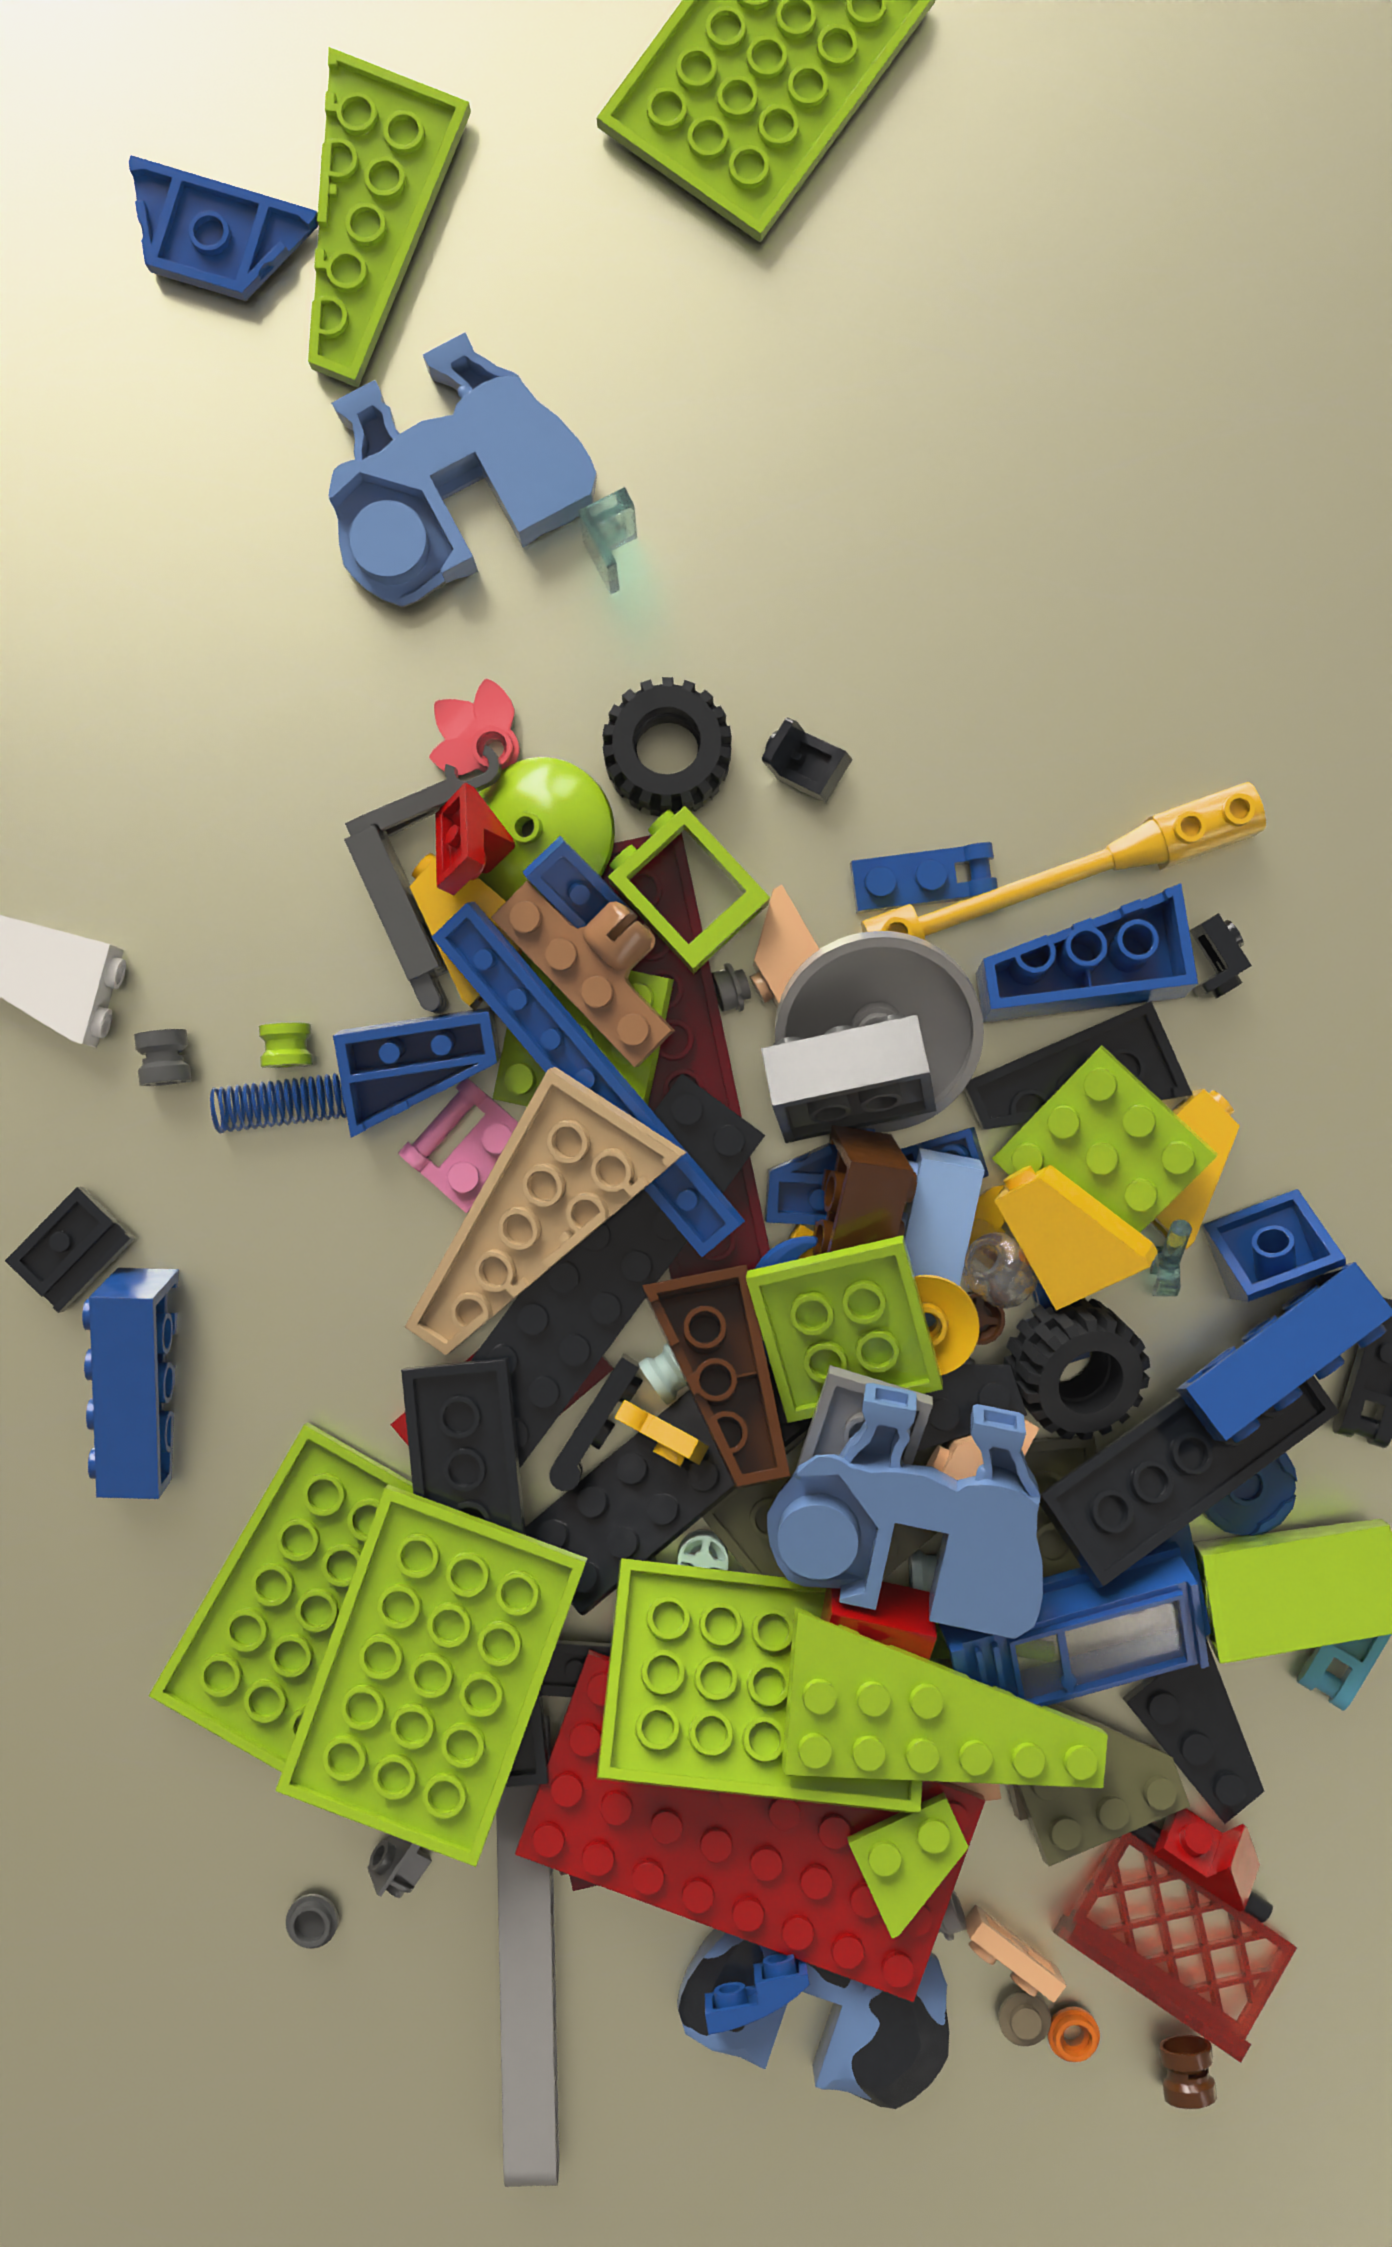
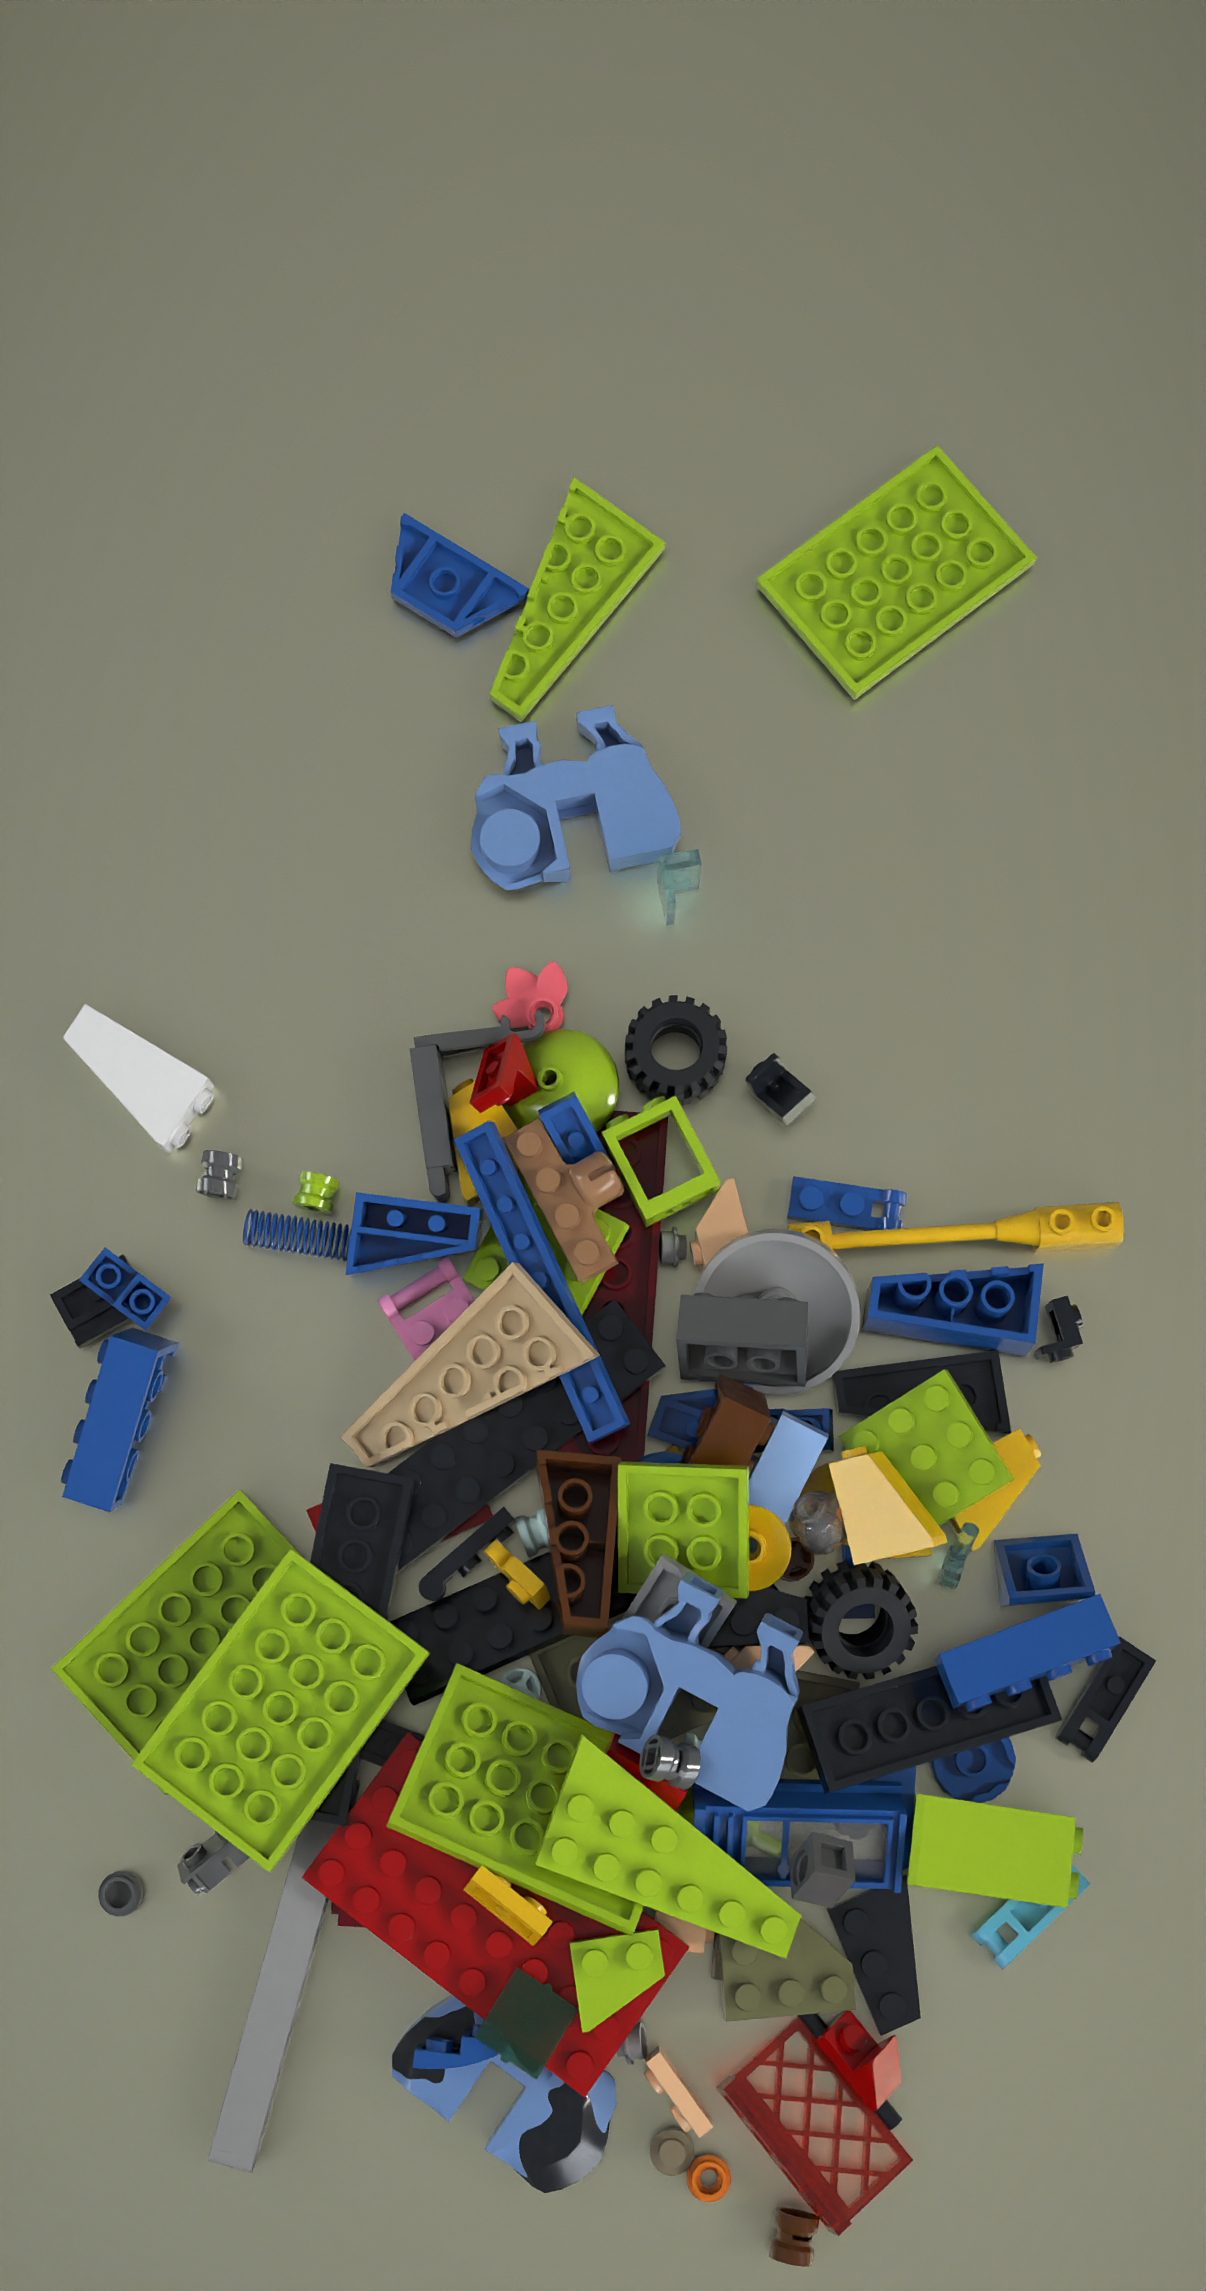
camera: 20 degrees right, 10 degrees down
(91, 1229) = (125, 1288): none -> blue slope
(786, 1829) = (519, 1913): none -> yellow plate
(824, 1946) = (526, 2023): none -> clear green piece
(908, 1611) = (674, 1763): none -> dark grey wheel
(1118, 1677) = (822, 1870): none -> dark grey brick

